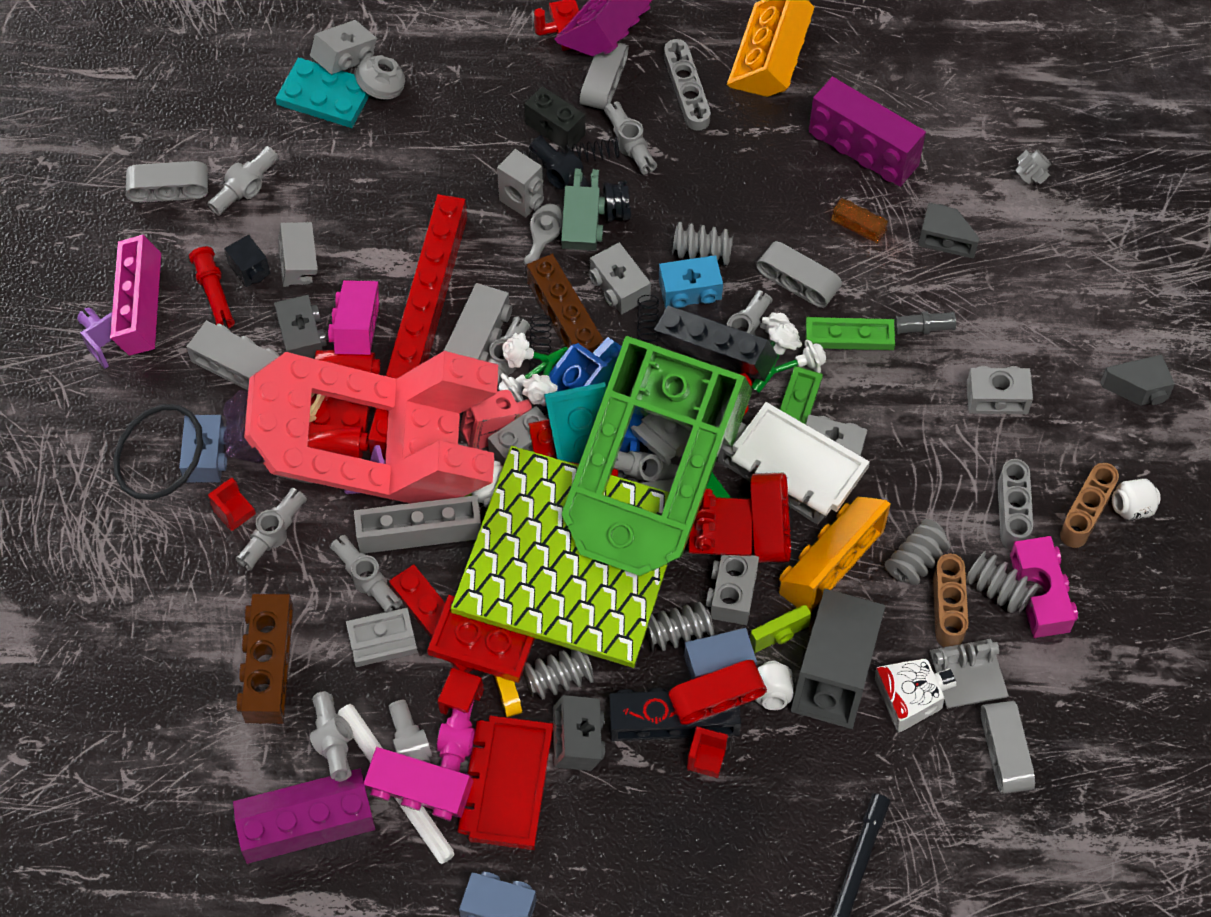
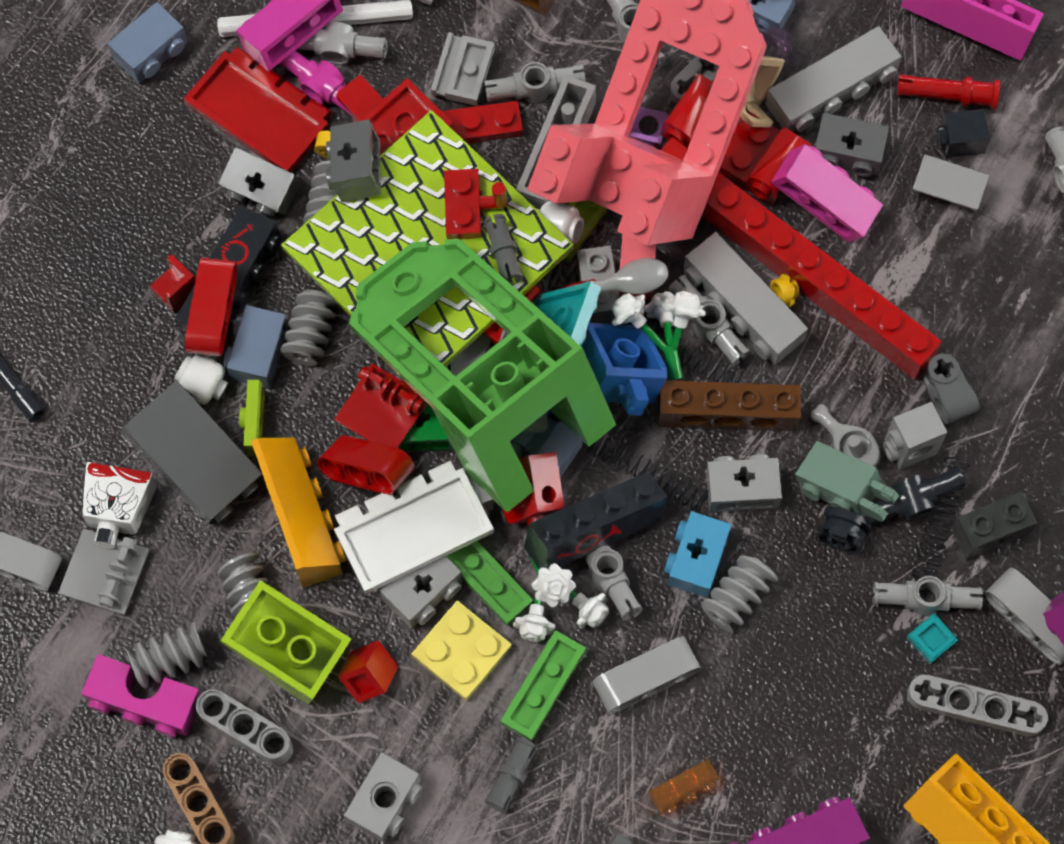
camera: 120 degrees right, 10 degrees up
(447, 319) = (785, 289): none -> yellow plate
(469, 183) = (952, 394): none -> dark grey piece
(514, 395) = (636, 277): none -> light grey piece
(516, 634) = (354, 160): none -> dark grey brick
(521, 536) = (465, 204): none -> red plate
(548, 485) = (503, 248): none -> dark grey pin
(657, 128) = (932, 638): none -> teal tile
(735, 587) = (316, 405): light grey brick -> none
(860, 399) = (461, 650): none -> light yellow plate
(917, 447) = (368, 671): none -> red panel
(941, 492) = (285, 642): none -> lime slope
(950, 587) = (174, 581): medium nougat beam -> none

